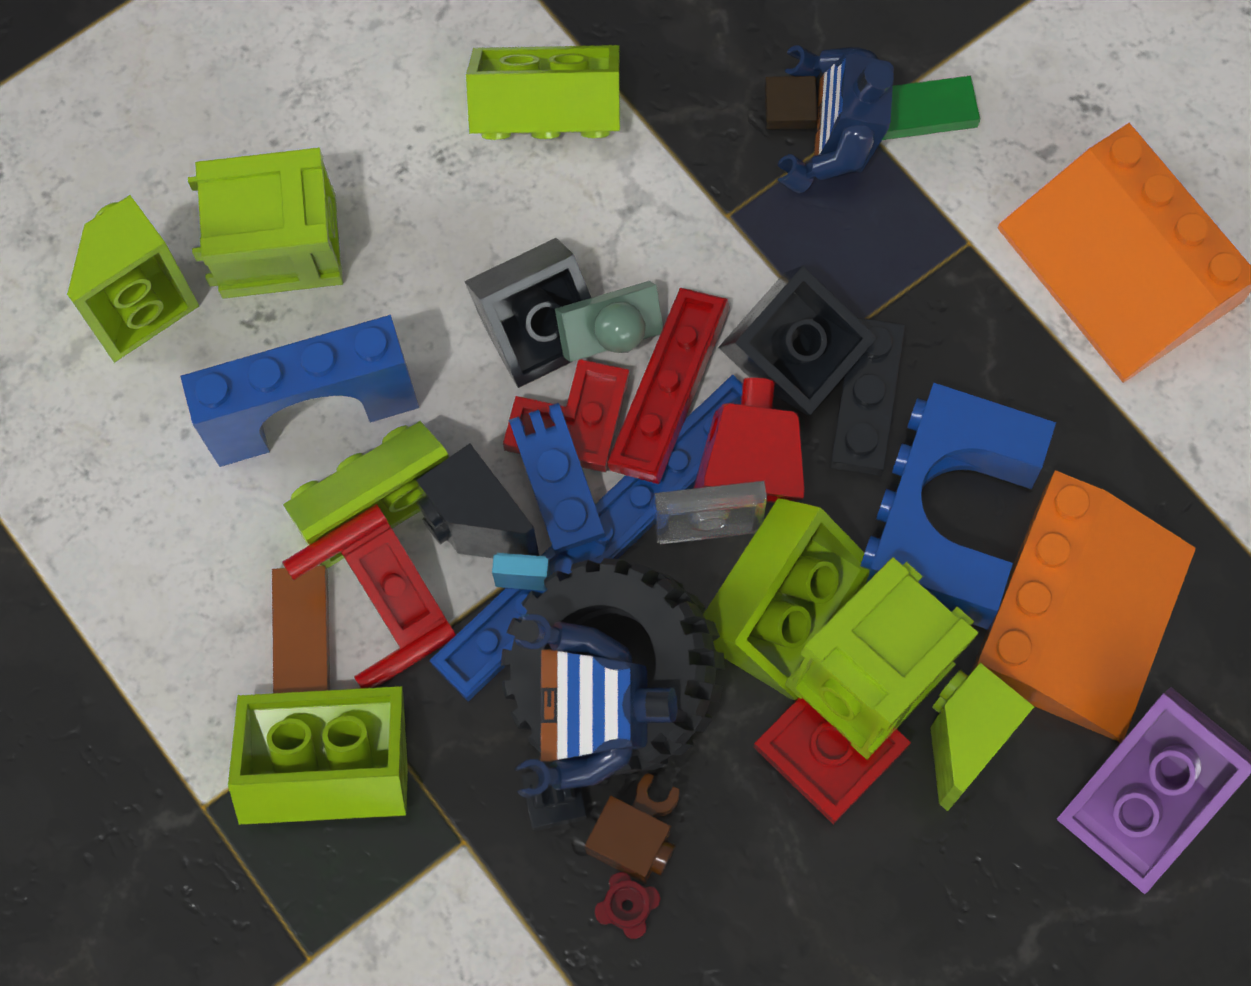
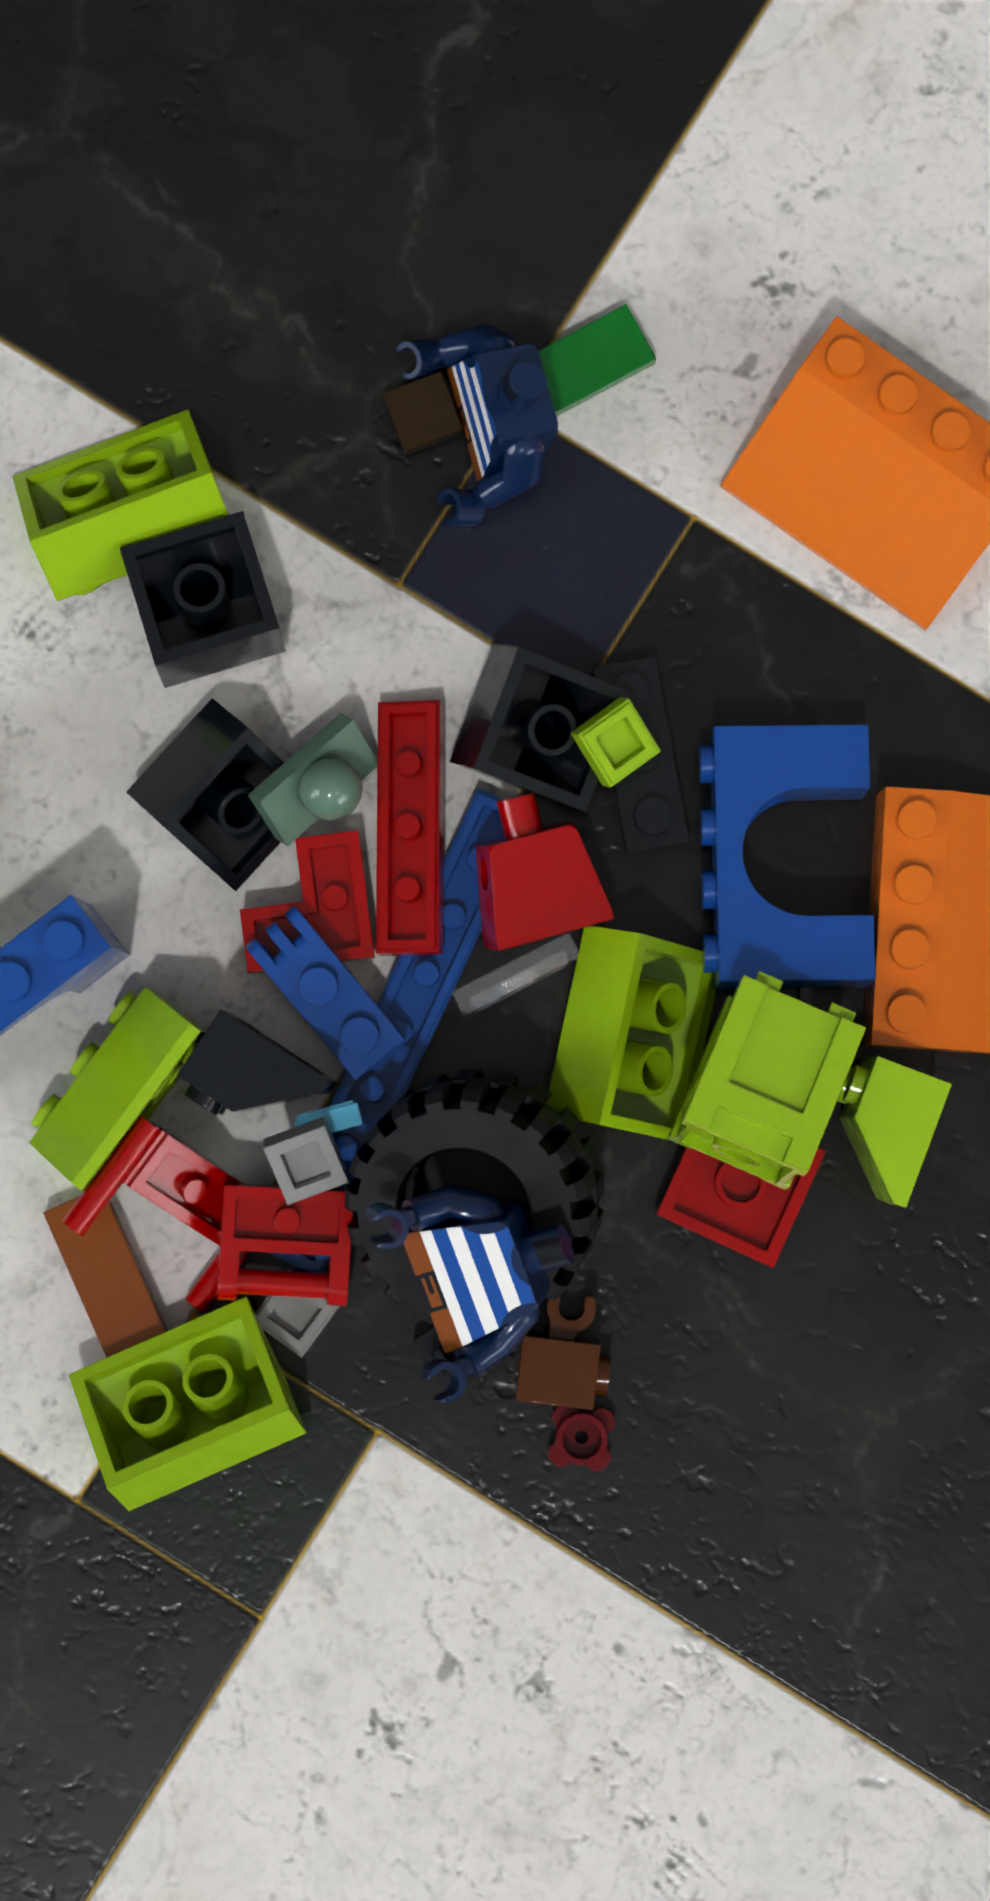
camera: 25 degrees left, 15 degrees up
(436, 720) = (295, 1320): none -> light grey tile
(454, 637) = (261, 1221): none -> red plate
(490, 587) = (305, 1160): none -> light grey tile
(576, 167) = (202, 599): none -> black slope
(852, 367) = (615, 742): none -> lime tile

